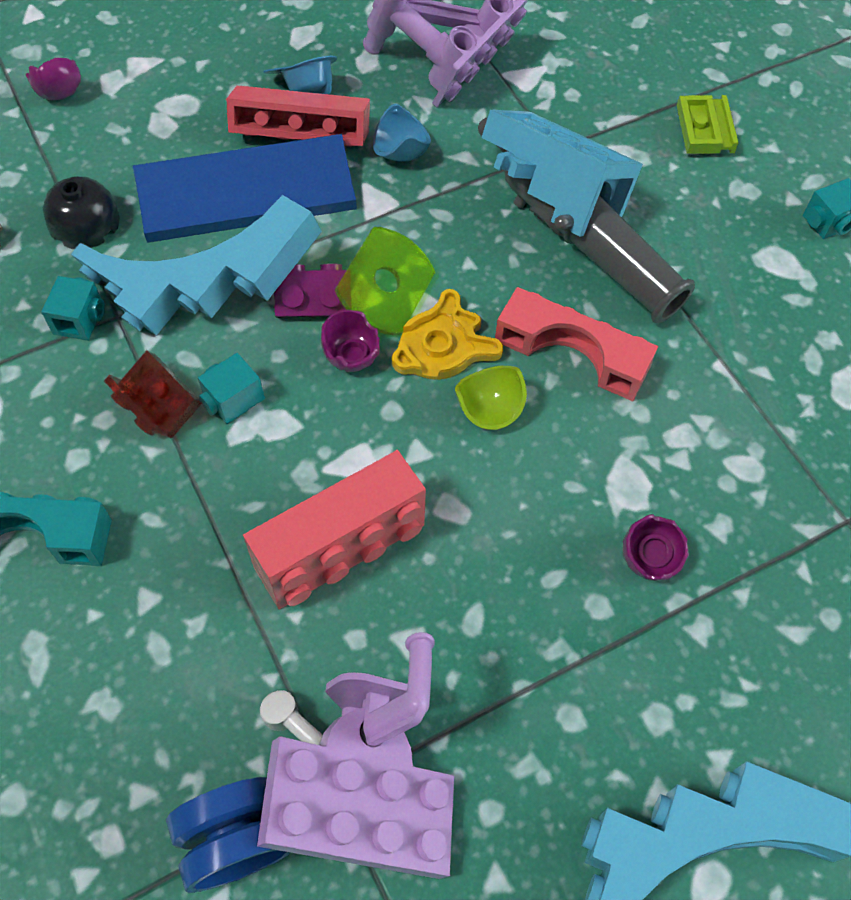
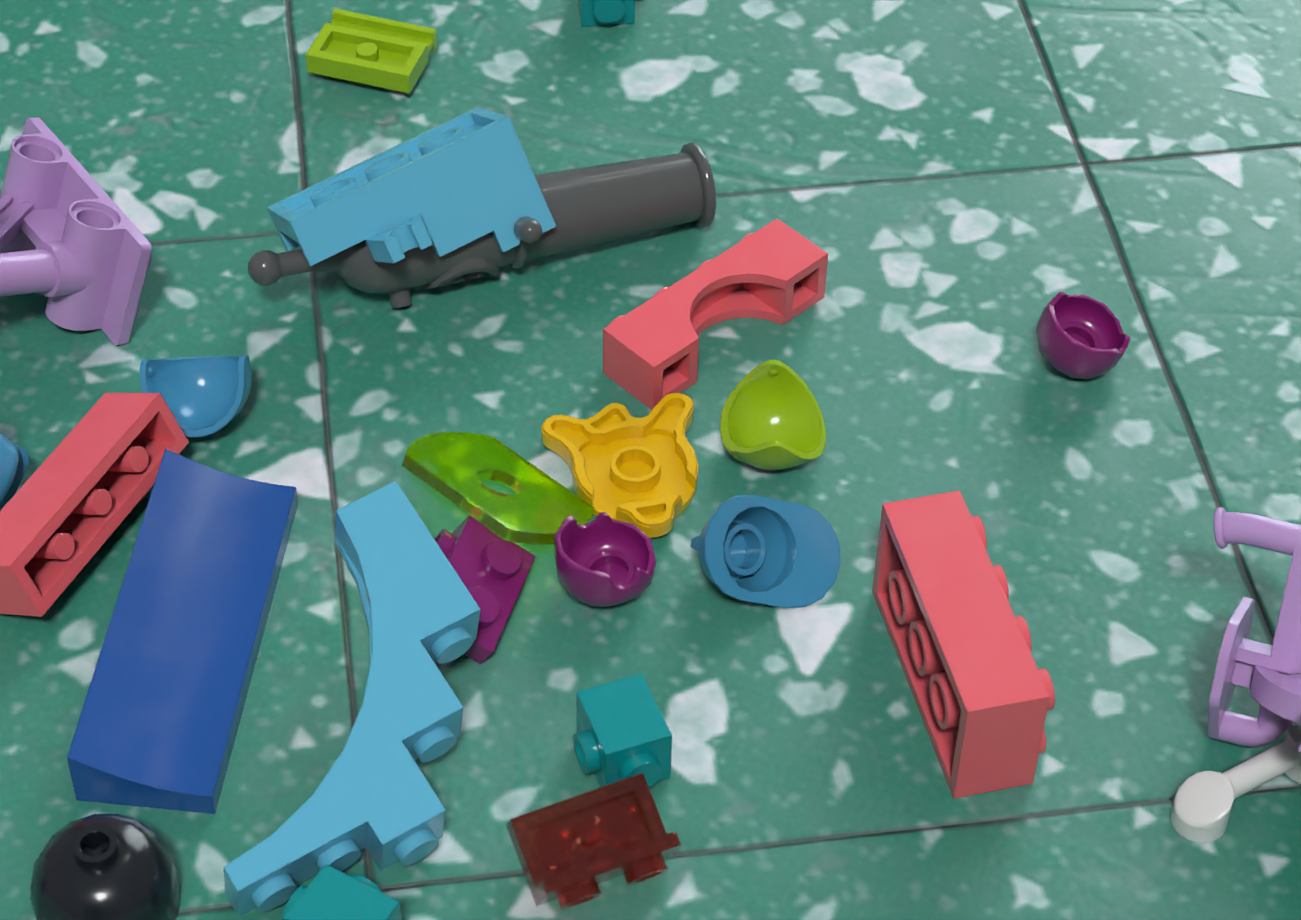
camera: 70 degrees left, 15 degrees down
(383, 415) = (769, 551): none -> dark azure piece

